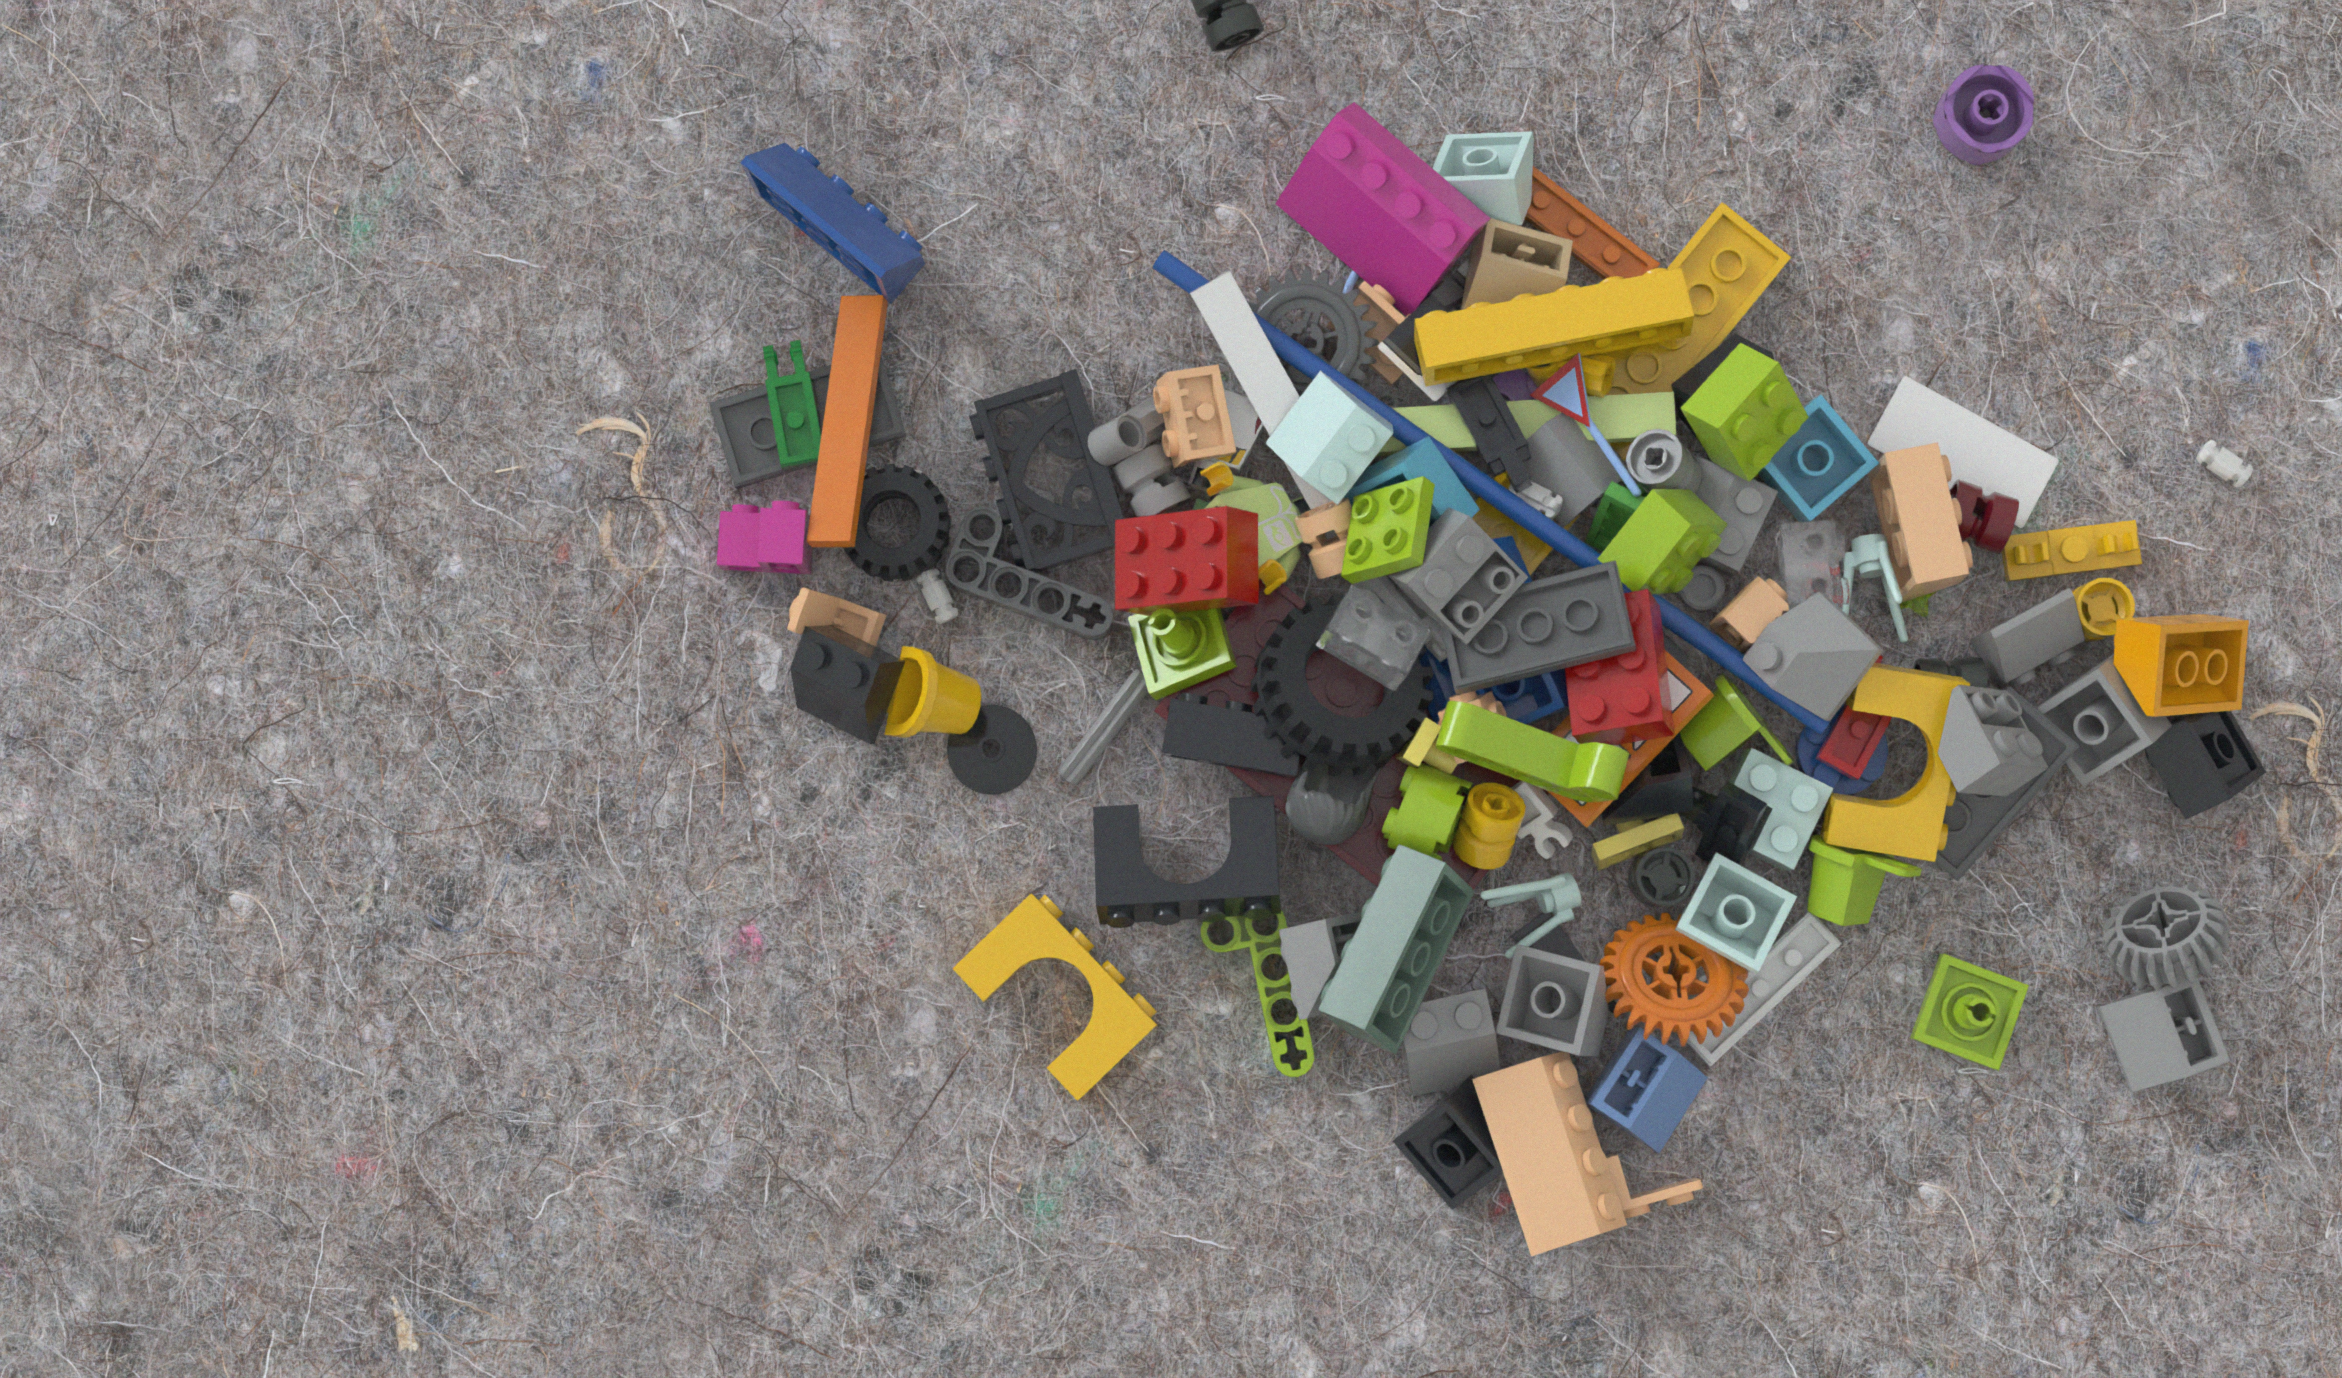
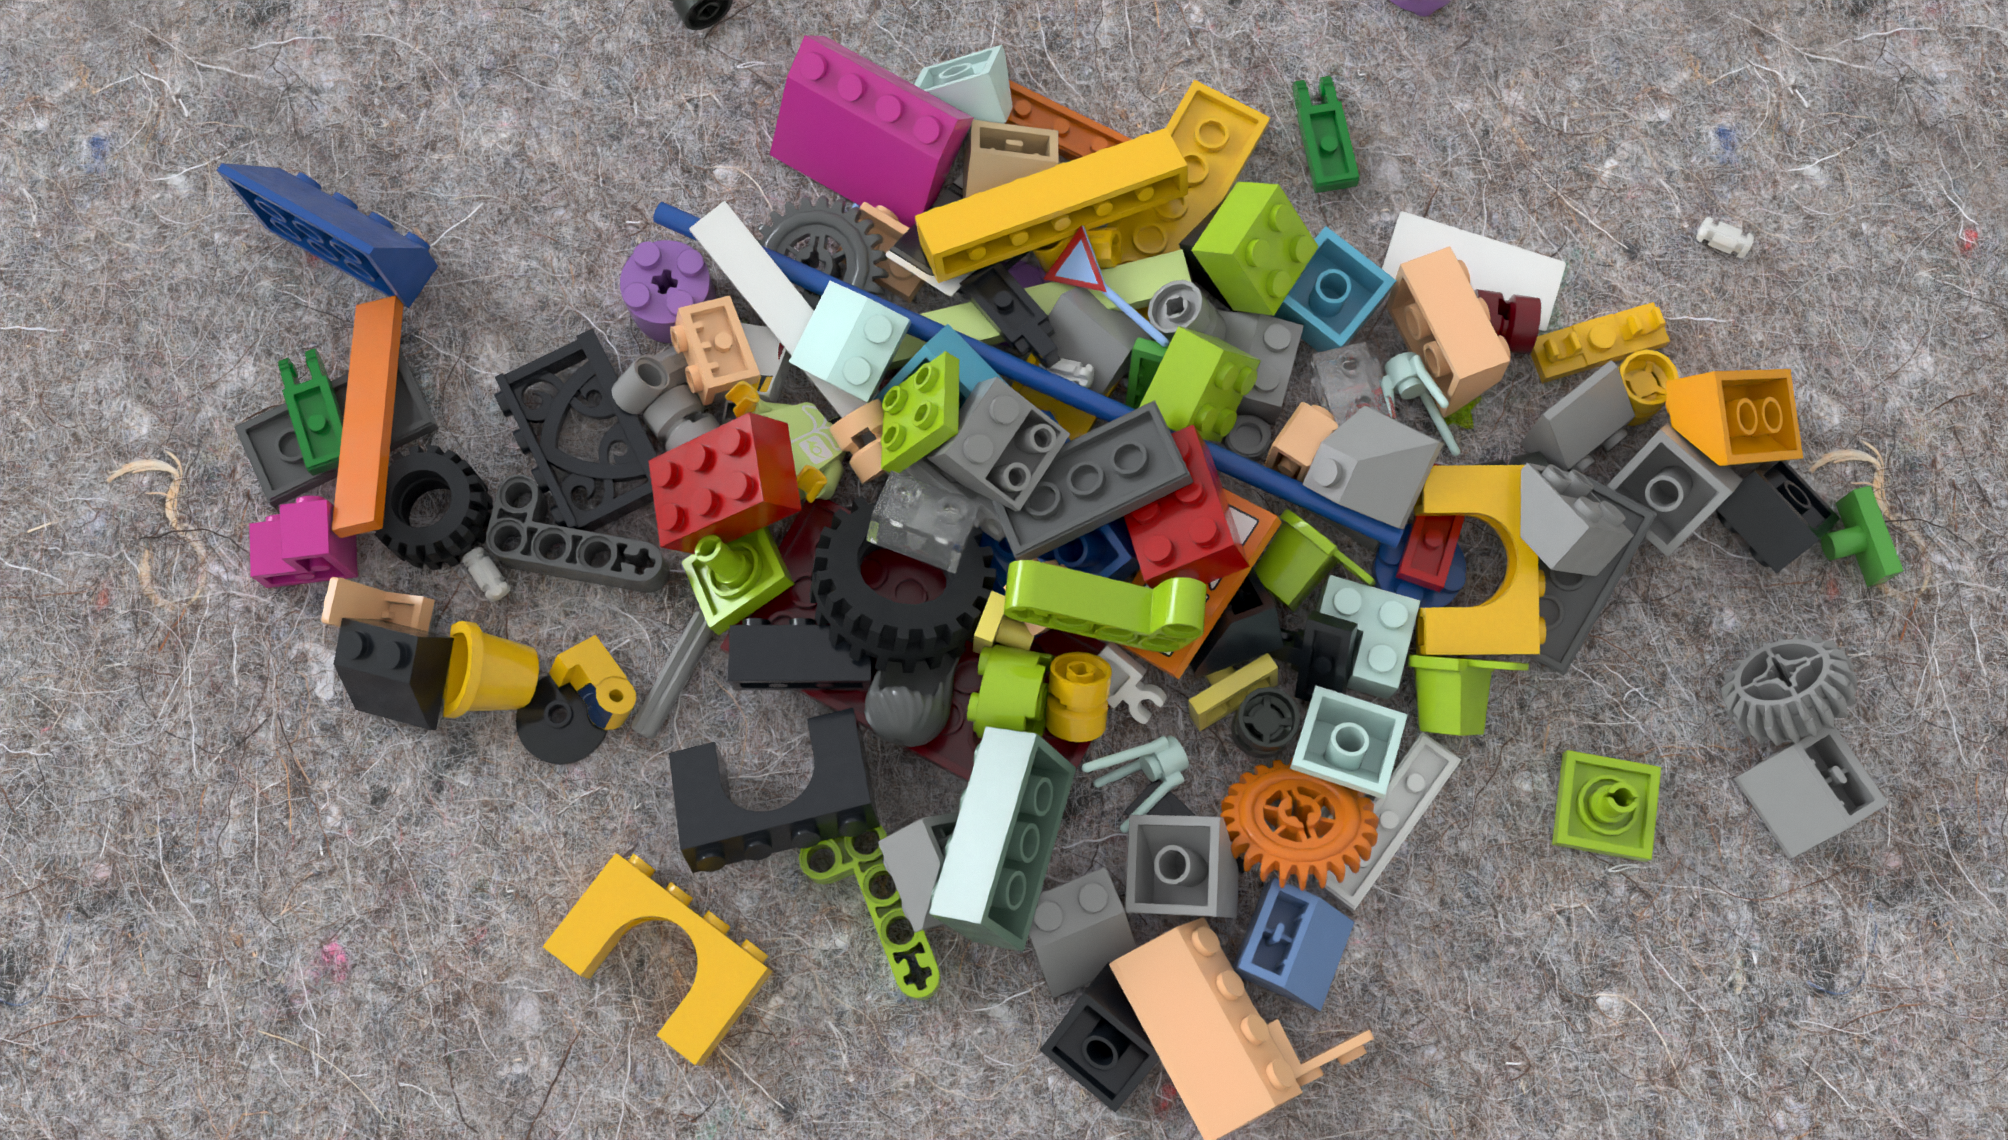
camera: 10 degrees left, 10 degrees down
(1033, 725) = (597, 682): none -> yellow leg
(1143, 316) = (658, 270): none -> medium lavender brick
(1843, 286) = (1325, 138): none -> green hinge
(2280, 797) = (1864, 536): none -> bright green tile

